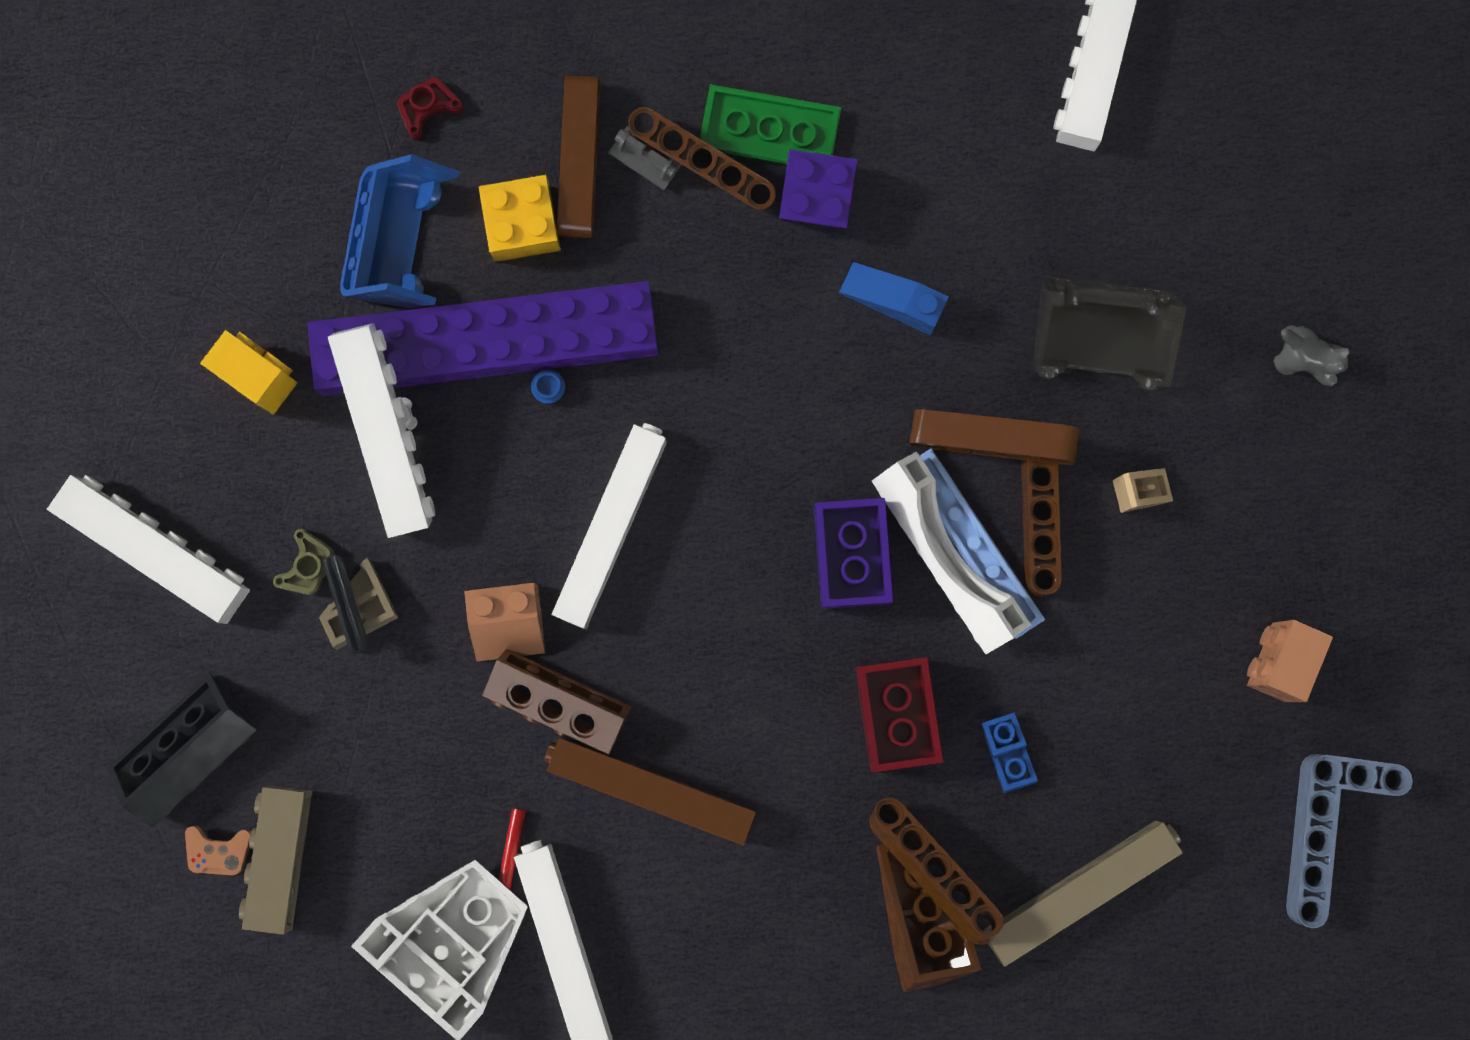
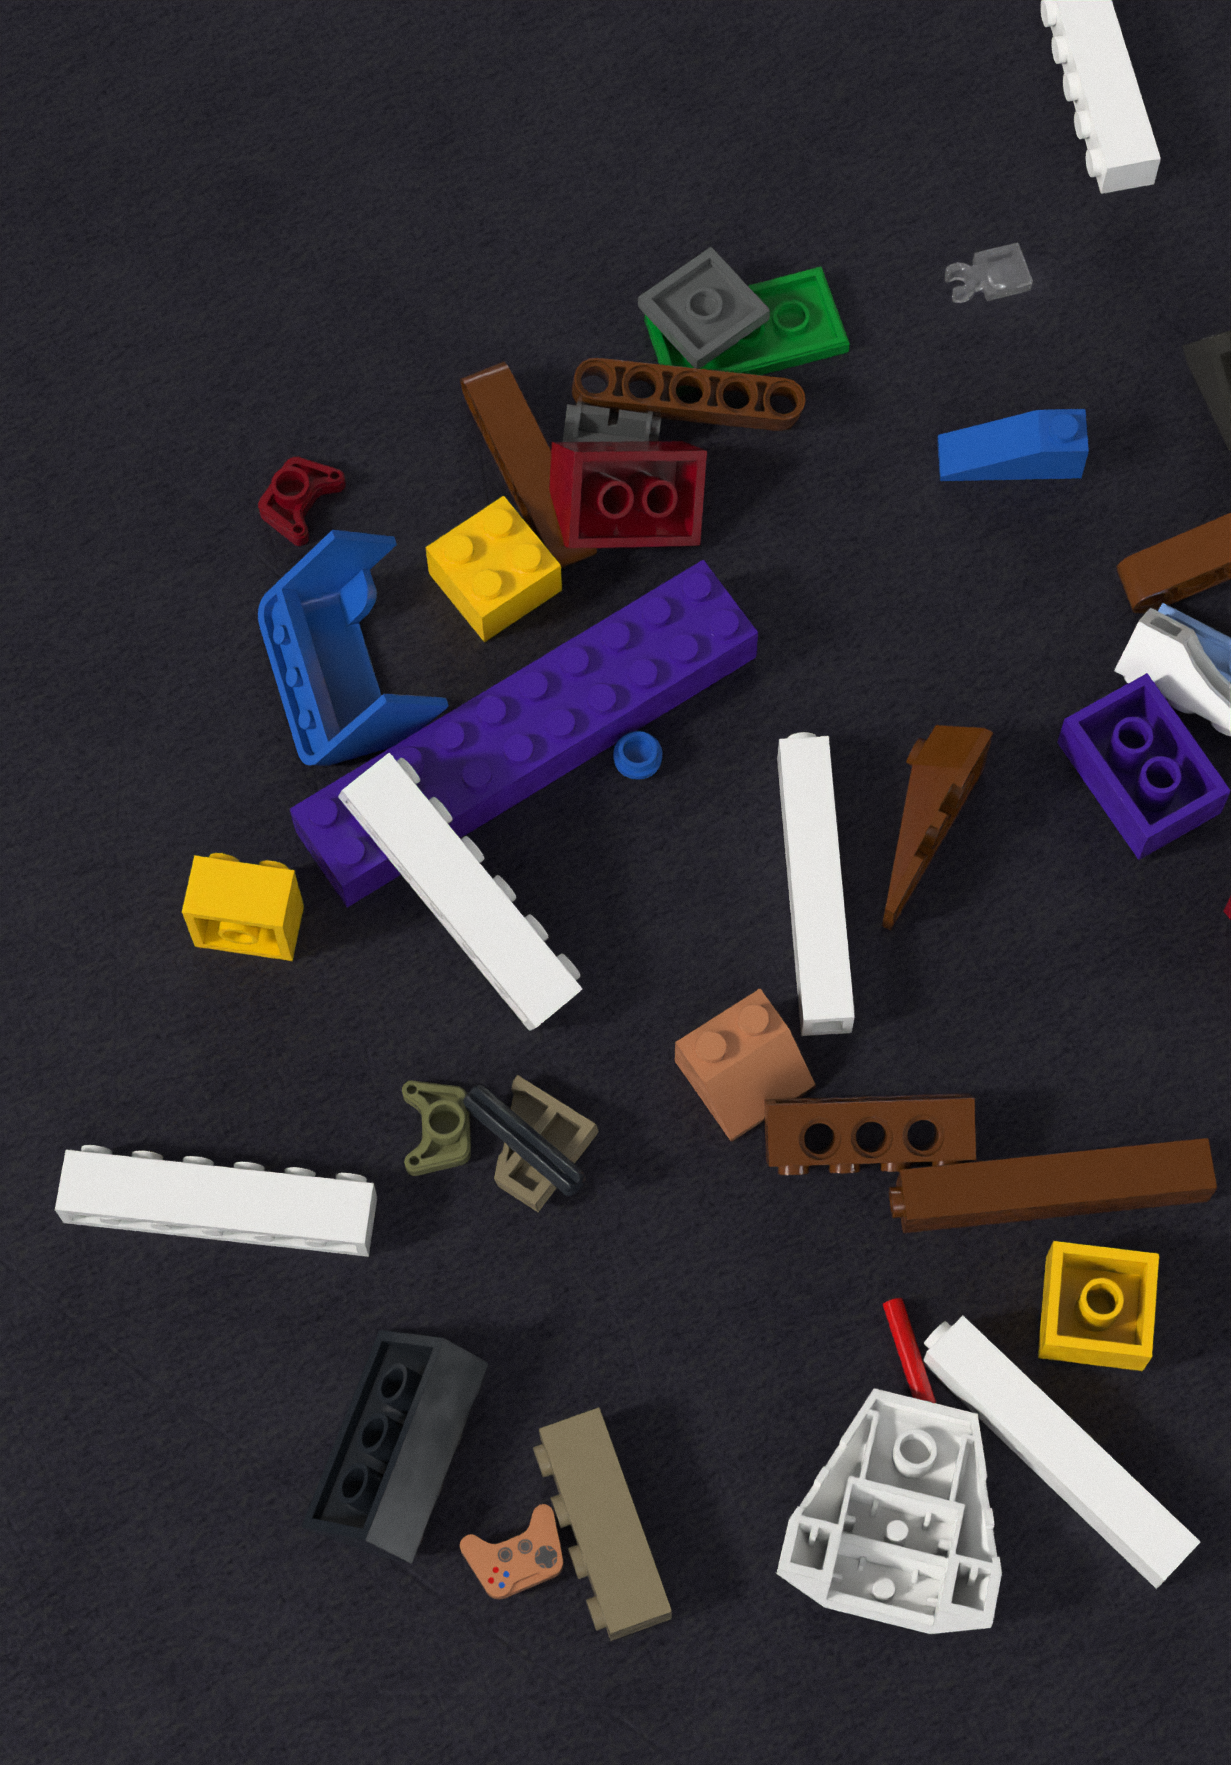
camera: 25 degrees left, 15 degrees down
(626, 210) = (628, 493): none -> dark red slope
(633, 880) = (1098, 1306): none -> yellow brick
(715, 505) = (938, 787): none -> reddish brown wedge
(745, 102) = (703, 308): none -> dark grey plate
(818, 189) = (850, 365): dark purple brick -> none
(953, 167) = (995, 271): none -> clear plate

